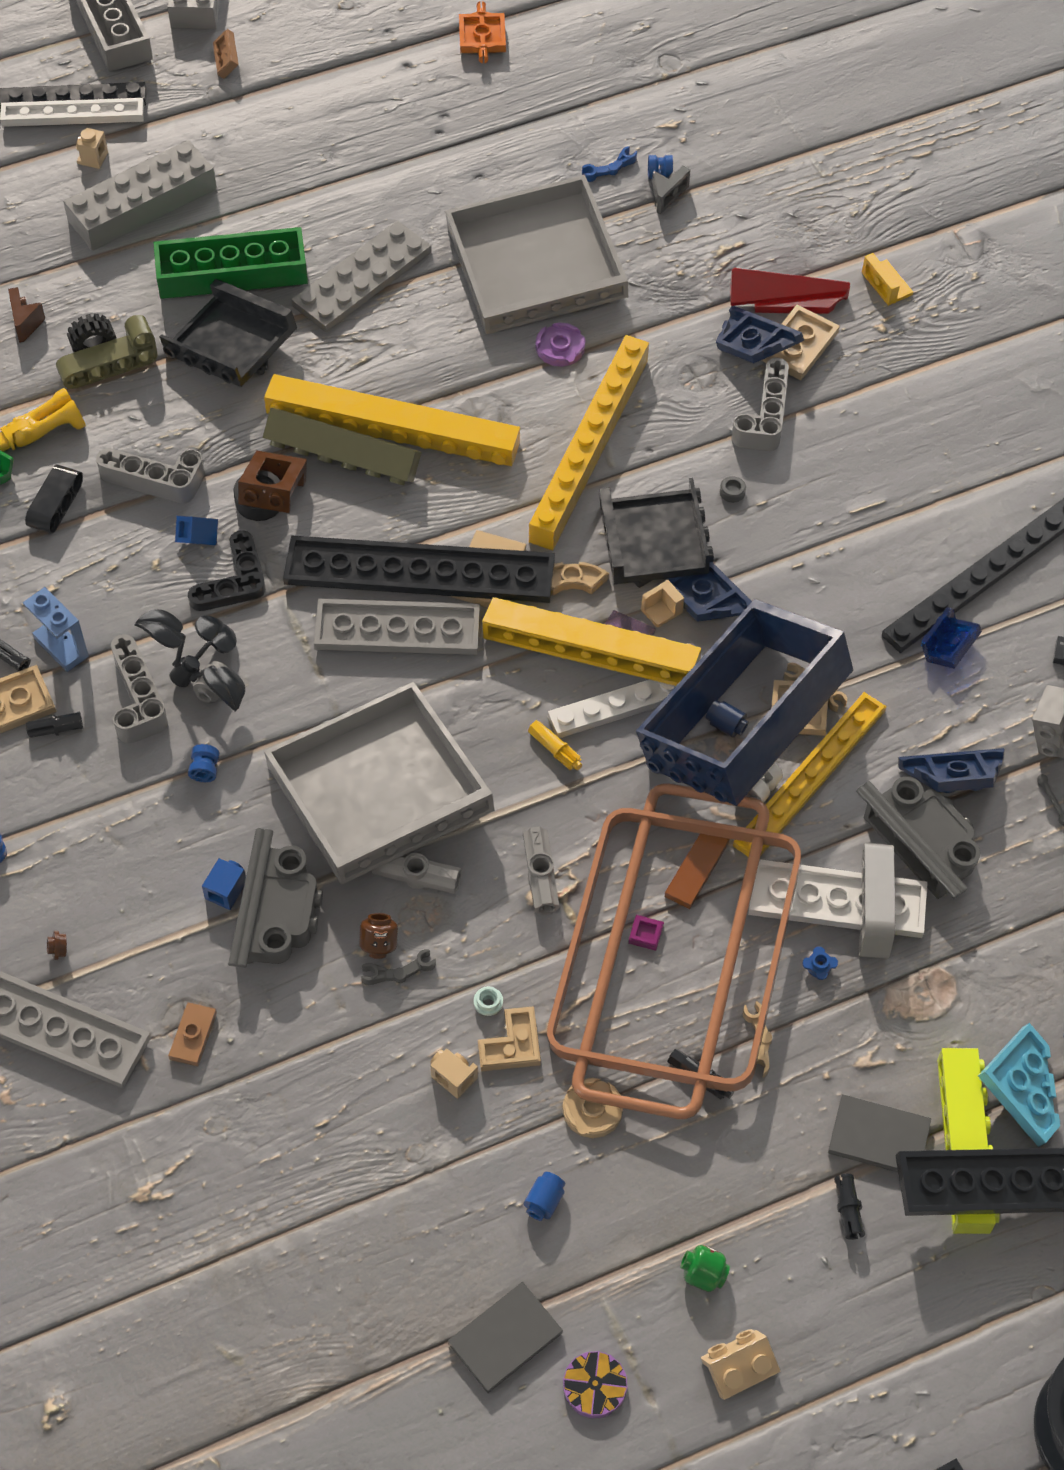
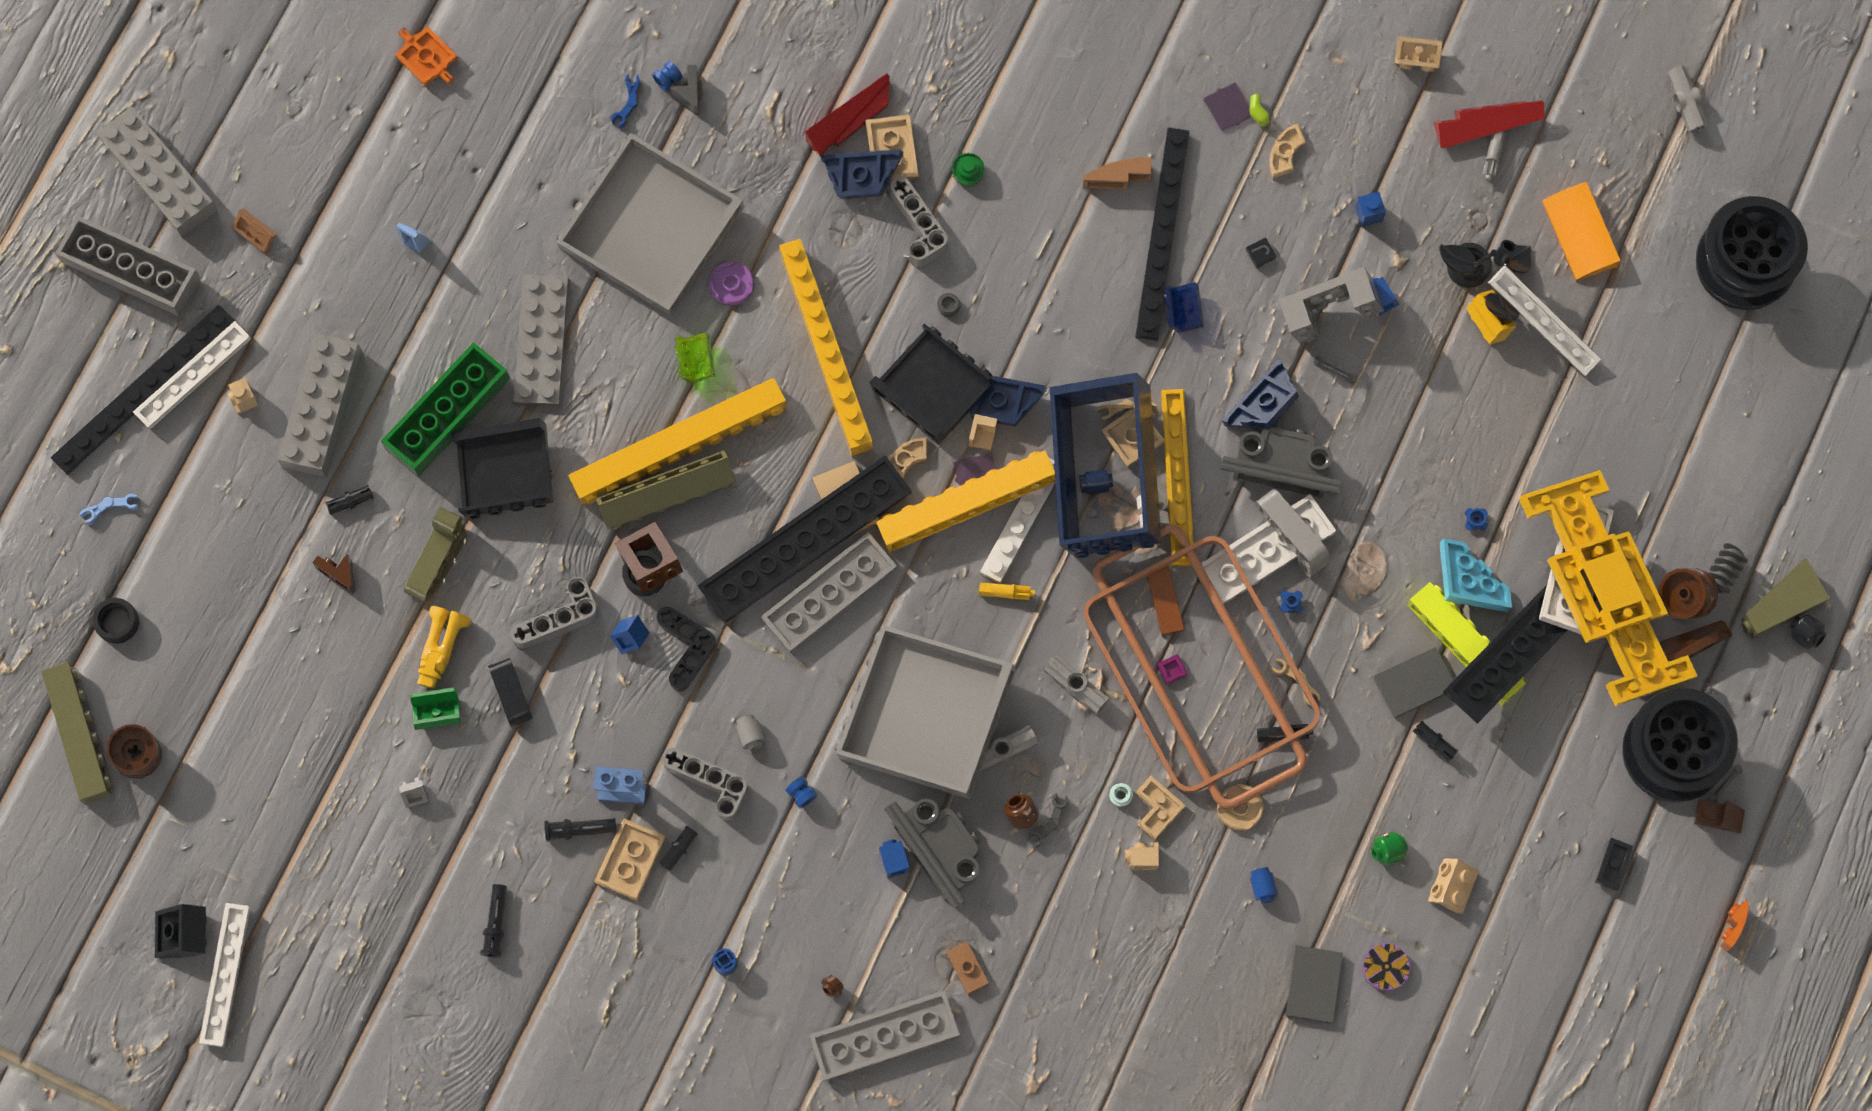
camera: 40 degrees left, 15 degrees up
(89, 275) = (349, 500): none -> black pin
(89, 327) = (409, 550): black tyre -> none
(167, 631) = (706, 729): black plant -> none
(337, 135) = (413, 238): none -> light blue slope
(470, 370) = (695, 357): none -> clear neon green bracket
(852, 400) = (968, 169): none -> green plate
(885, 280) = (905, 46): yellow panel -> none
(989, 496) = (1118, 173): none -> medium nougat slope

